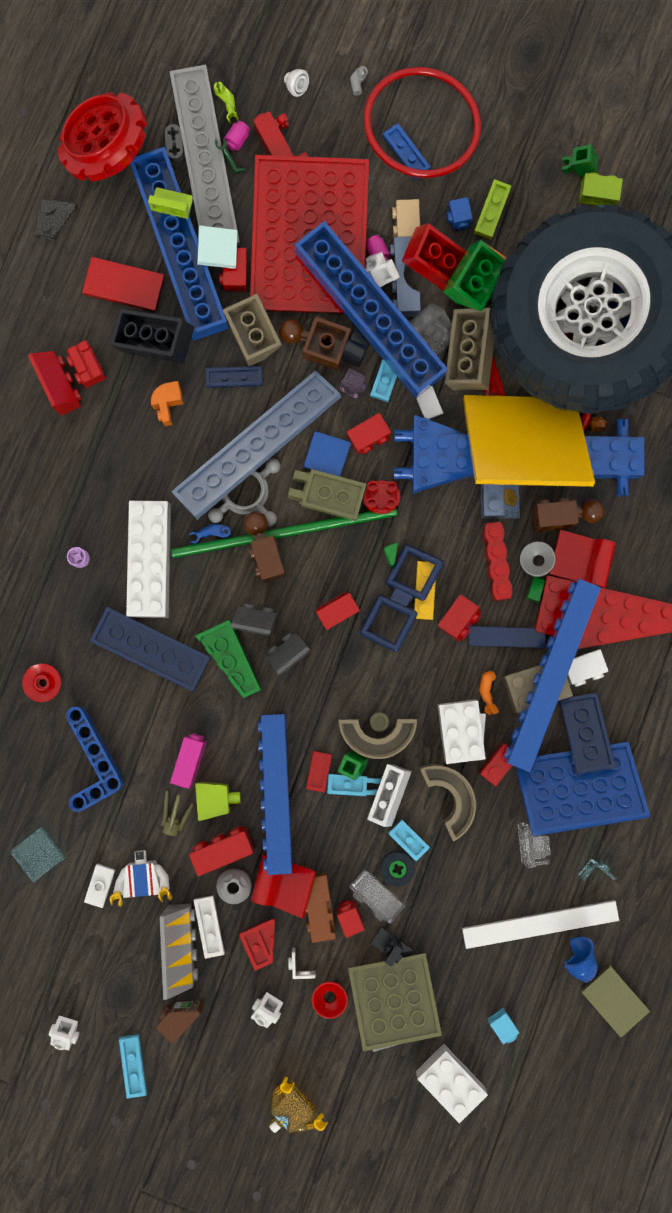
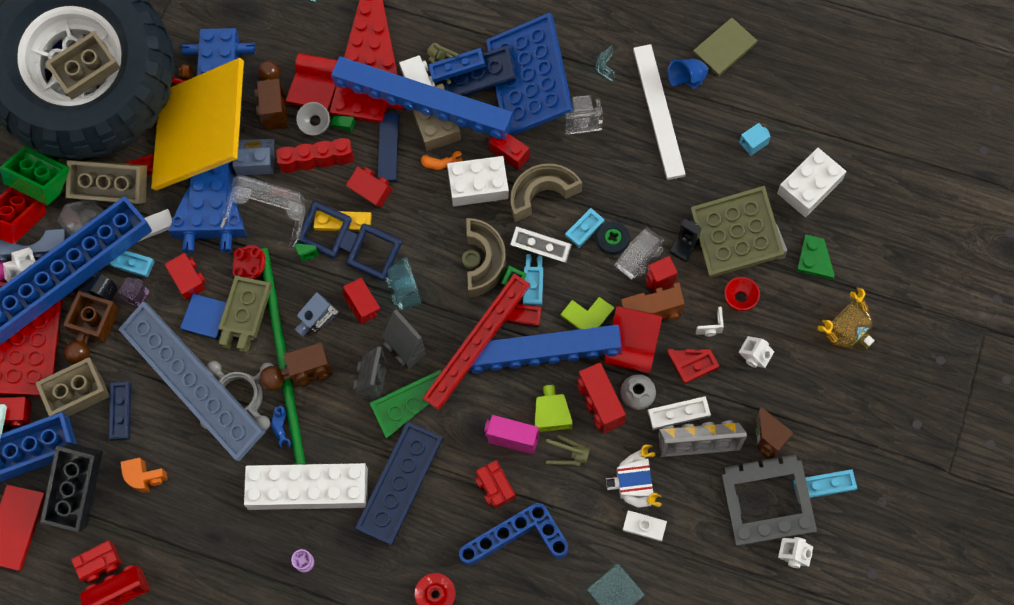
camera: 85 degrees left, 15 degrees down
(90, 1013) = (776, 527): none -> dark grey hinge
(143, 742) = (495, 485): none -> red brick
(285, 728) = (476, 342): none -> red tile
(309, 839) = (586, 319): none -> lime tile
(325, 569) = (315, 314): none -> sand blue torso
(350, 653) = (403, 285): none -> clear light blue slope
(369, 1078) = (815, 258): none -> green wing
(456, 492) = (247, 188): none -> clear windscreen
(573, 317) = (82, 65): none -> dark tan brick
(594, 711) = (458, 65): none -> blue plate
(613, 690) = (438, 53): none -> olive plant

